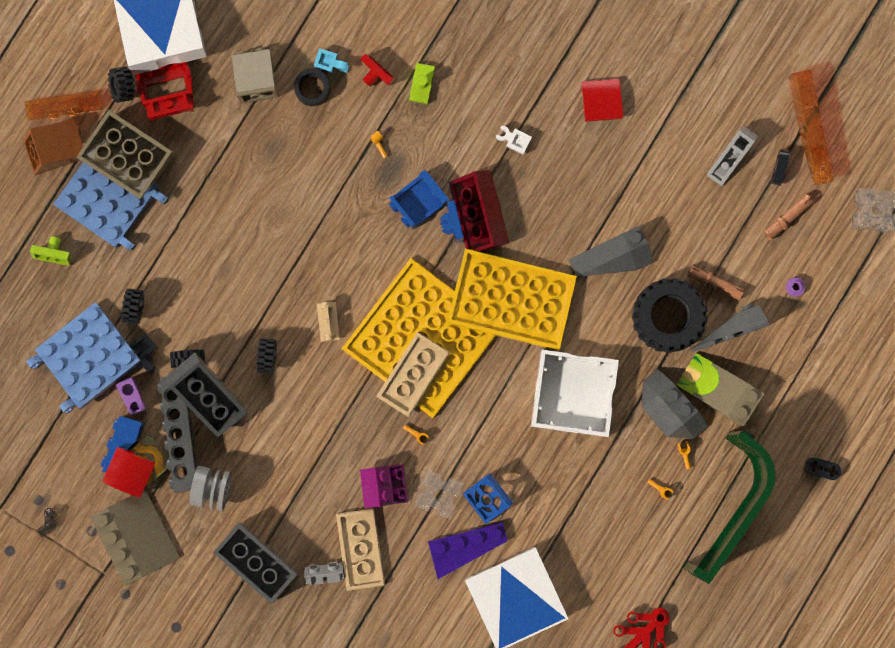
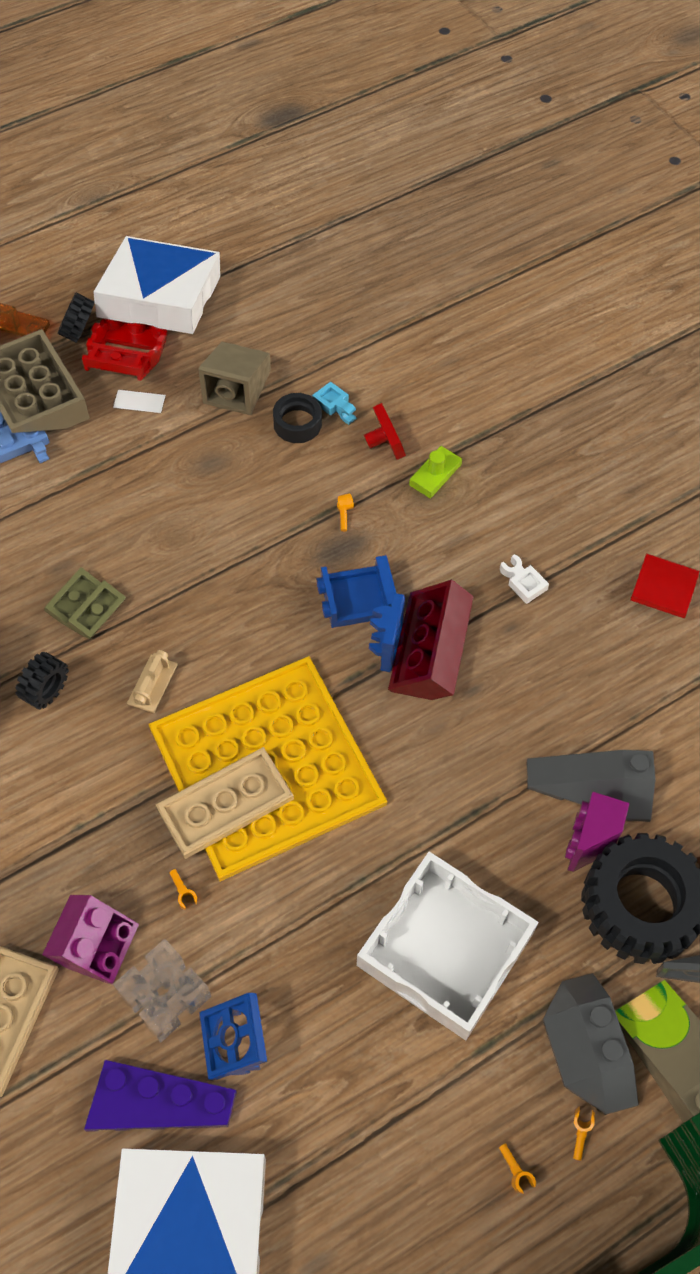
camera: 25 degrees right, 25 degrees down
(198, 123) = (139, 401): none -> white sticker
(256, 290) = (84, 603): none -> olive slope
(511, 299) = (419, 770): yellow plate -> none
(627, 288) = (595, 827): none -> magenta slope

